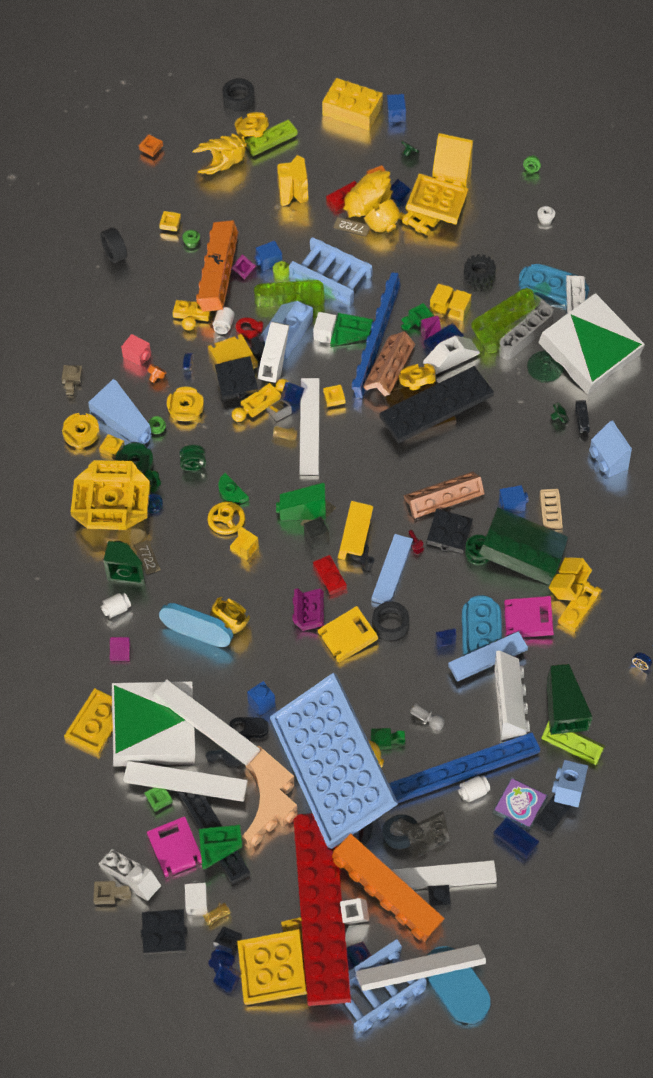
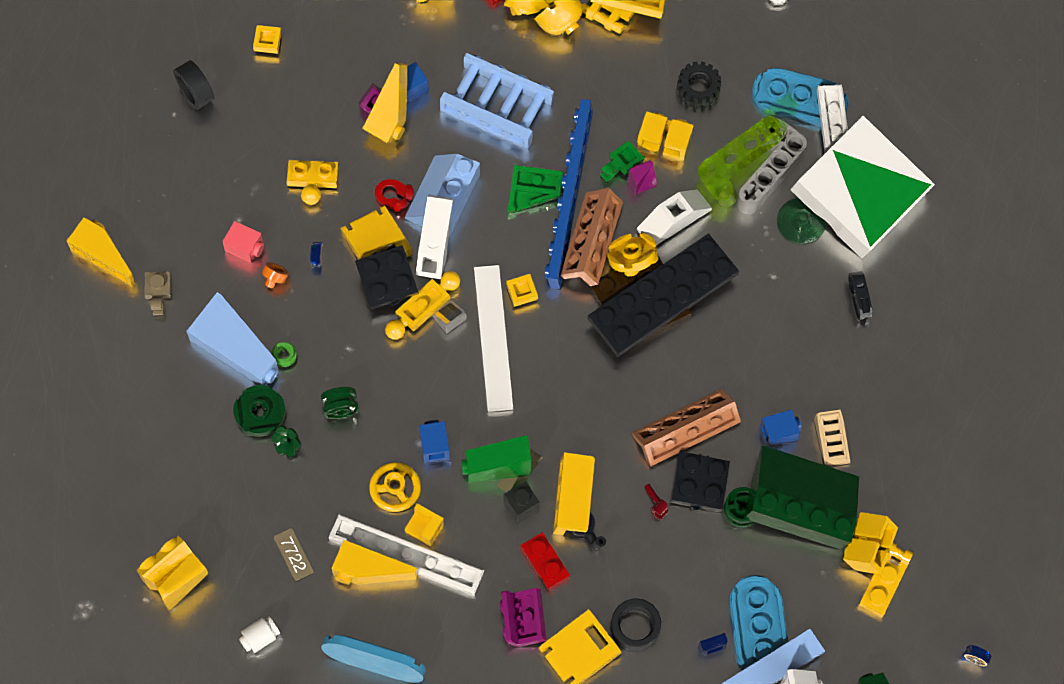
camera: 10 degrees left, 10 degrees up
(30, 345) = (95, 246): none -> yellow slope
(58, 556) = (172, 571): none -> yellow piece
(83, 439) = (182, 384): yellow plate -> none
(106, 482) = (229, 450): yellow piece -> none
(111, 446) = (225, 390): yellow plate -> none
(123, 564) = (262, 574): dark green slope -> none
(155, 503) = (293, 473): tile -> none
(189, 412) = (319, 333): yellow plate -> none
(191, 238) = (299, 68): bright green plate -> none
(200, 567) = (365, 566): none -> yellow slope
(217, 266) = (341, 107): orange brick -> none
(223, 320) = (358, 186): white brick -> none
(229, 563) = (428, 562): none -> white tile
(230, 613) = (417, 638): yellow cylinder -> none
(231, 491) = (396, 445): green plate -> none
(253, 266) = (389, 110): none -> yellow slope
(257, 347) = (410, 228): black plate -> none
(258, 489) = (434, 441): none -> blue brick
(280, 293) = (446, 145): clear neon green beam -> none
(281, 270) = (428, 103): lime tile -> none
(285, 433) = (461, 352): clear yellow pin -> none
(292, 393) = (465, 293): clear blue plate -> none
(324, 327) = (497, 187): white brick -> none
(351, 226) = (516, 27): dark tan sticker -> none
(392, 569) = (629, 546): light blue tile -> none
(442, 335) = (660, 190): clear blue plate -> none
(524, 616) = (815, 602): dark pink container -> none
(560, 412) = (829, 292): dark green plant -> none
(611, 450) = (904, 346): light blue slope -> none

